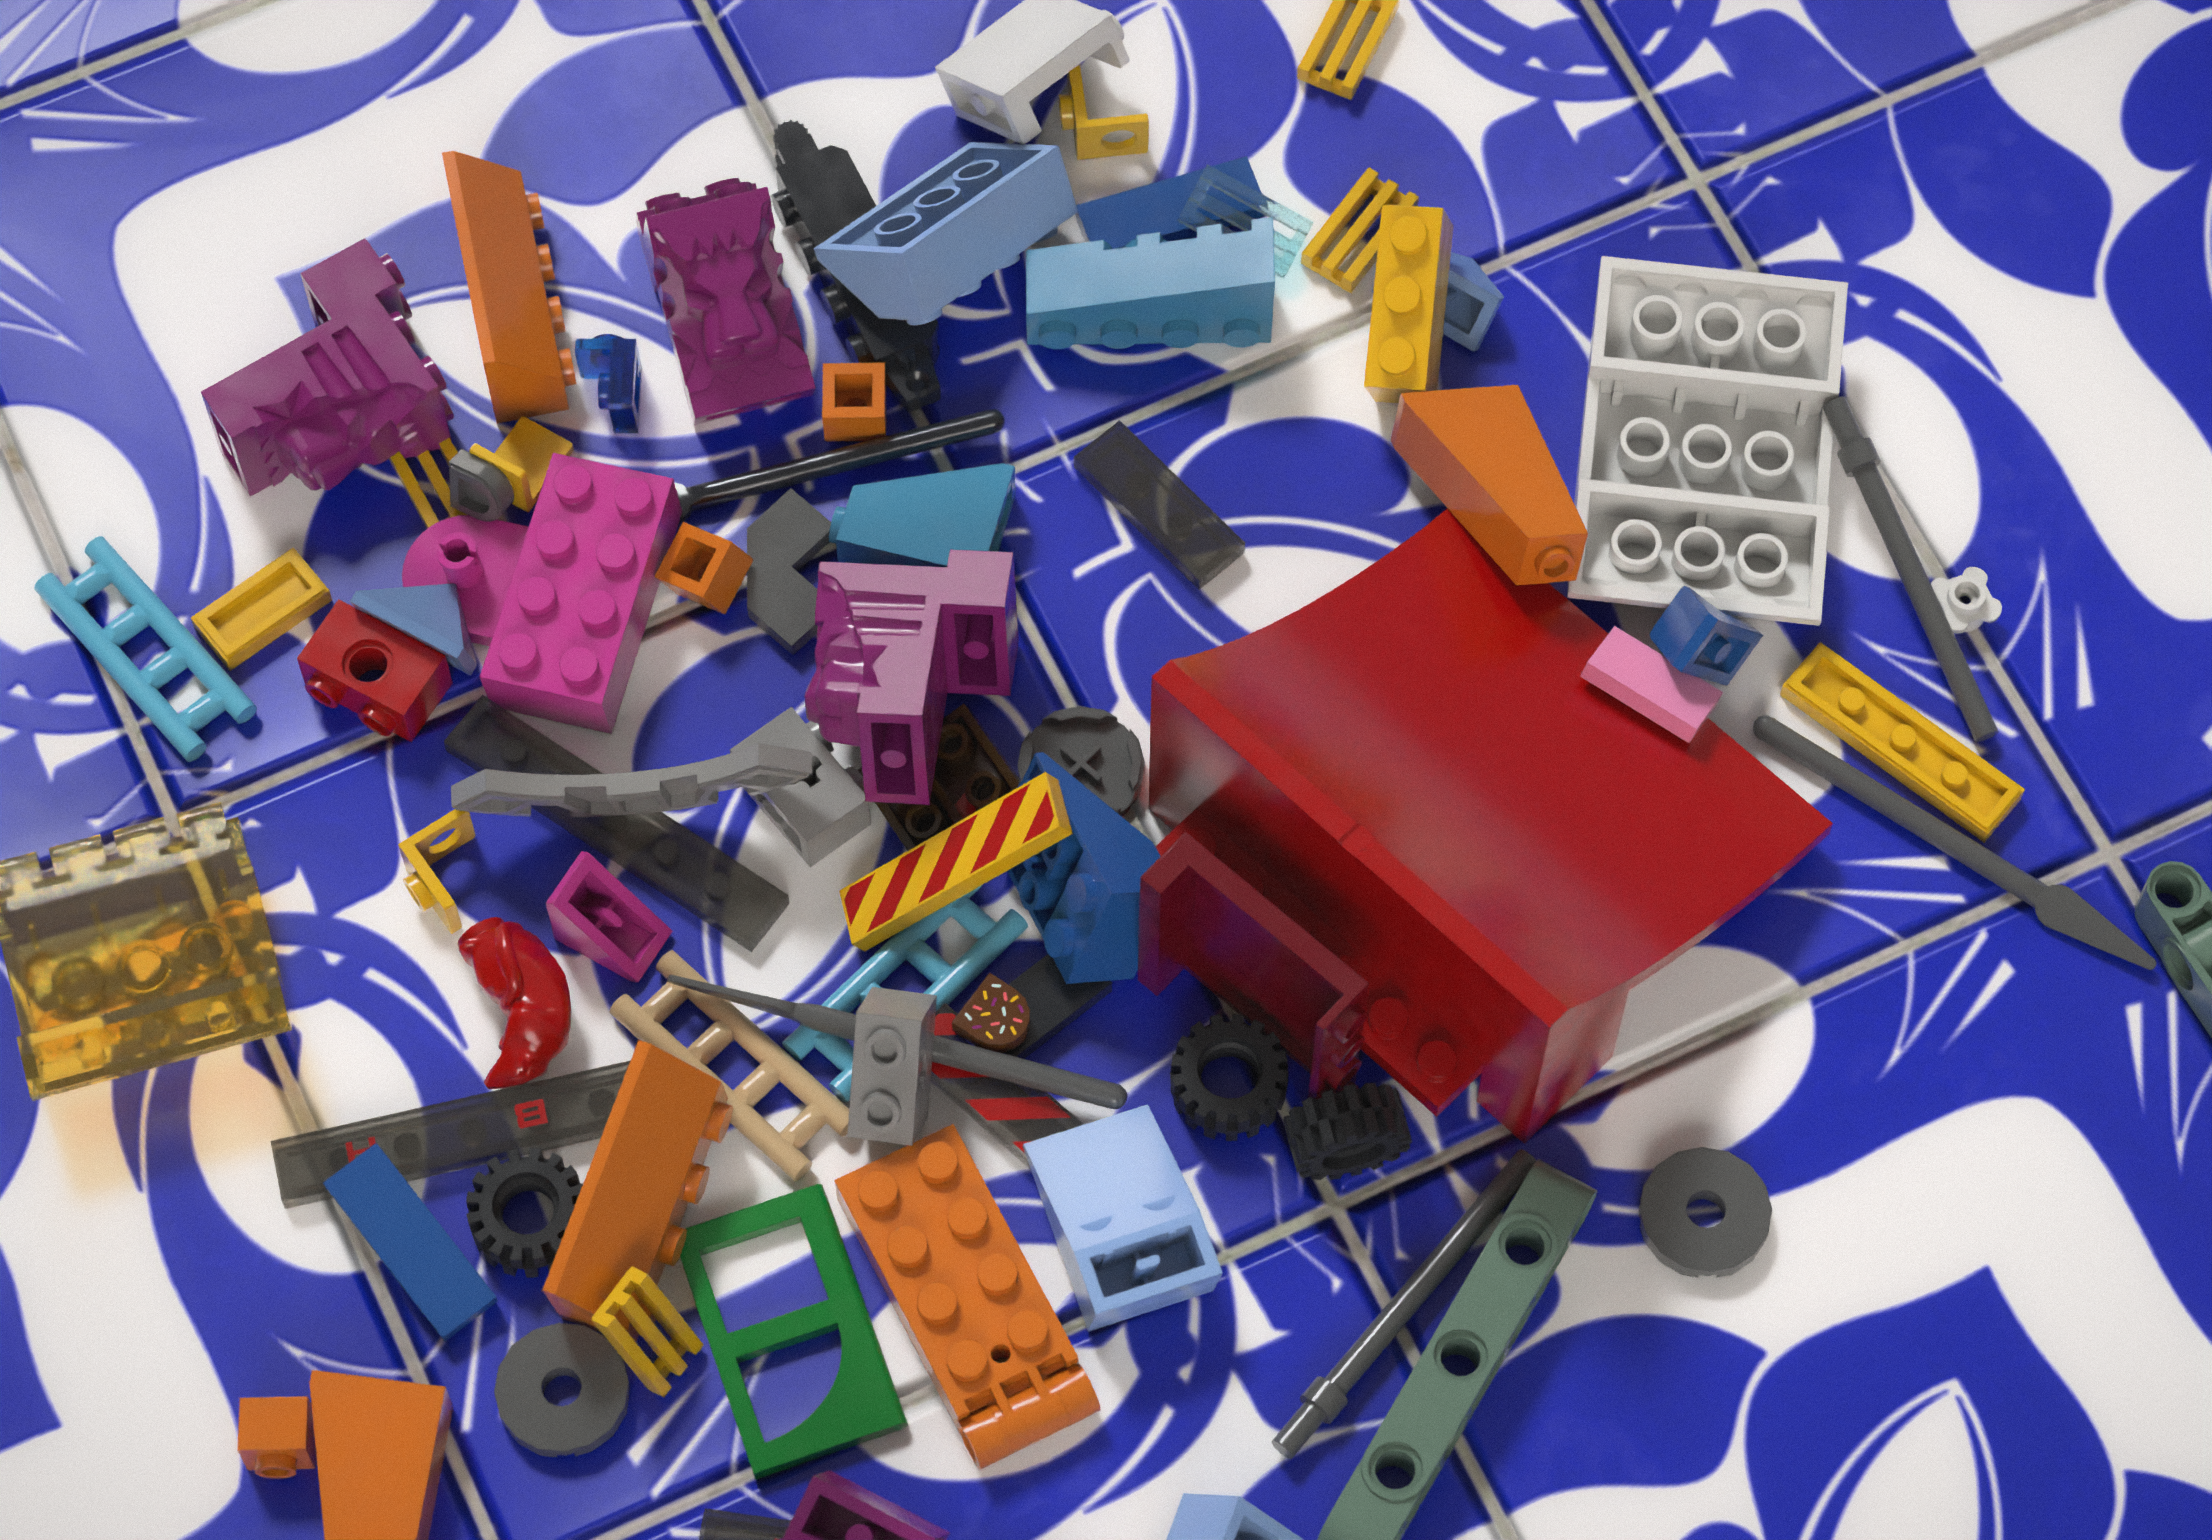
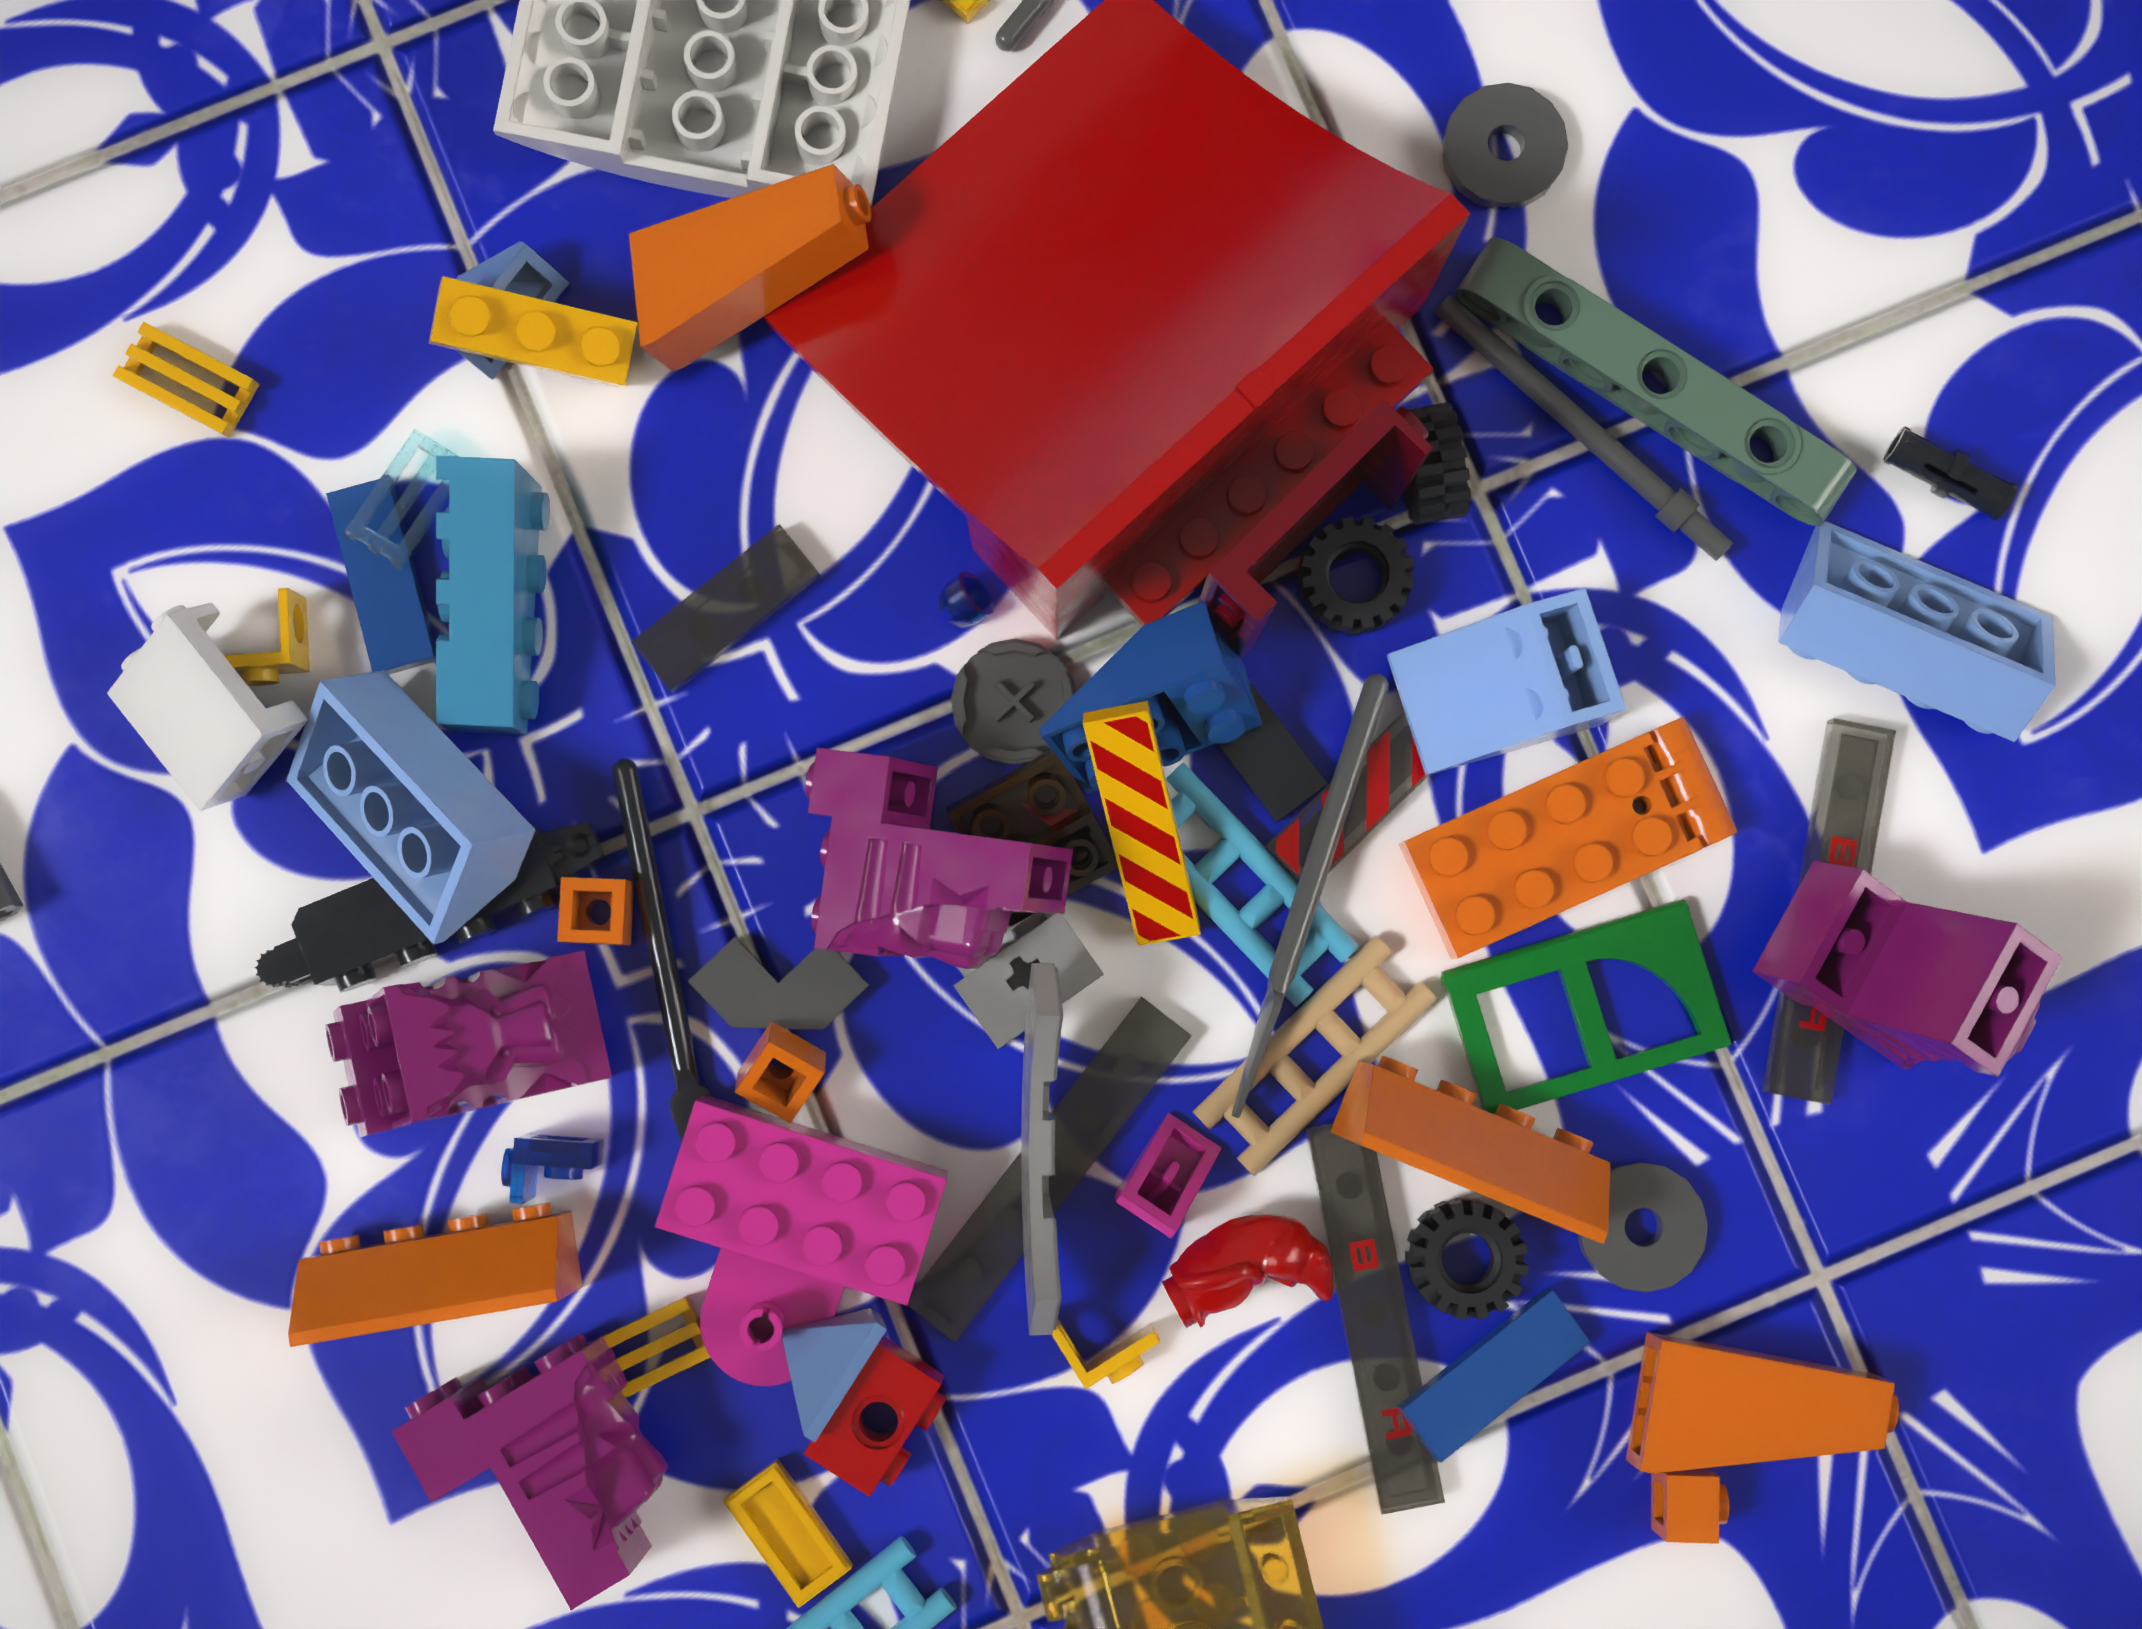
camera: 90 degrees left, 20 degrees up
(478, 487) = (679, 1306): dark grey tile -> none
(525, 459) = (639, 1258): yellow bracket -> none
(669, 1353) = (1622, 1149): yellow tile -> none
(892, 1066) = (1352, 896): light grey brick -> none
(925, 517) = (746, 841): dark azure slope -> none
(994, 1017) = (1290, 796): reddish brown tile -> none
(1384, 194) = (380, 353): yellow tile -> none
(1651, 684) = (980, 129): bright pink tile -> none
(1703, 639) = (927, 82): blue slope -> none

